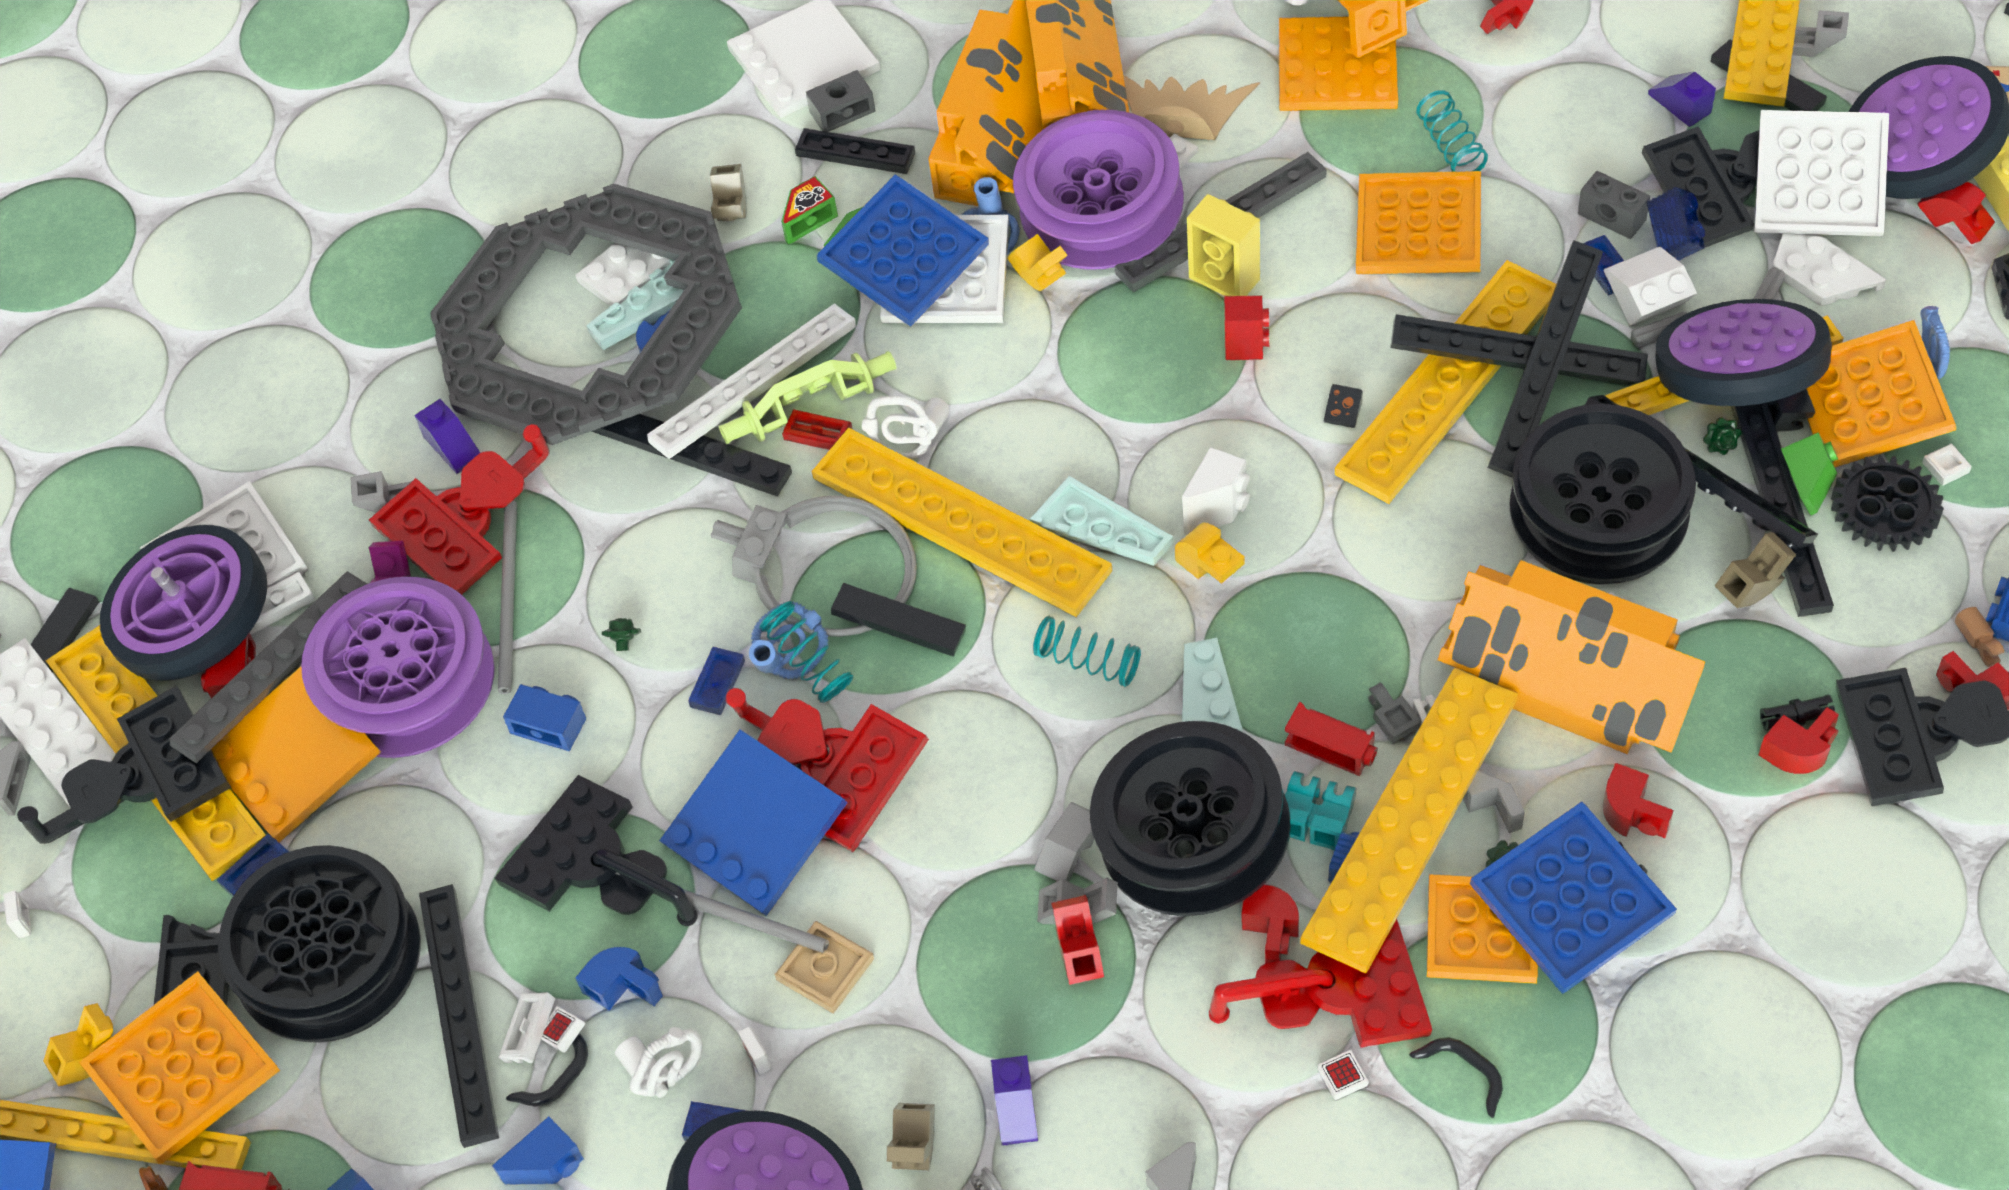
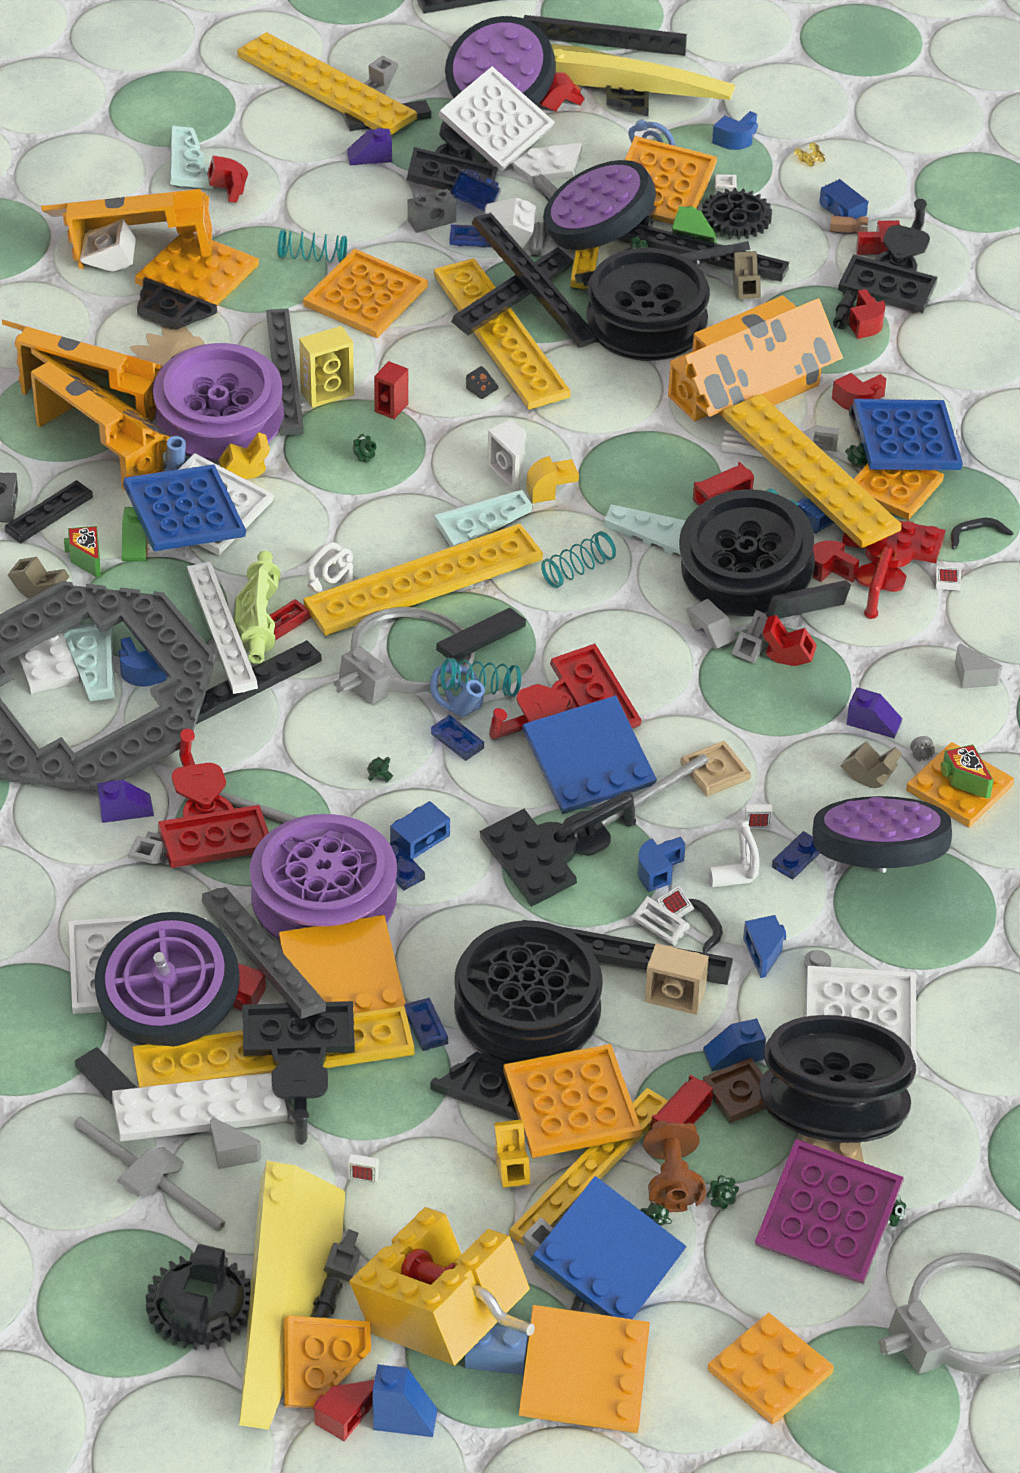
camera: 70 degrees left, 10 degrees down
(389, 560) = (219, 868): magenta bracket -> none
(418, 1085) = (676, 978): none -> tan brick
(487, 728) = (408, 870): none -> clear blue plate
(1140, 356) = (364, 448): none -> dark green plant
(1162, 927) = (809, 599): none -> black tile
(1254, 71) = (171, 306): none -> black wing
(1393, 716) = (725, 455): dark grey plate -> none

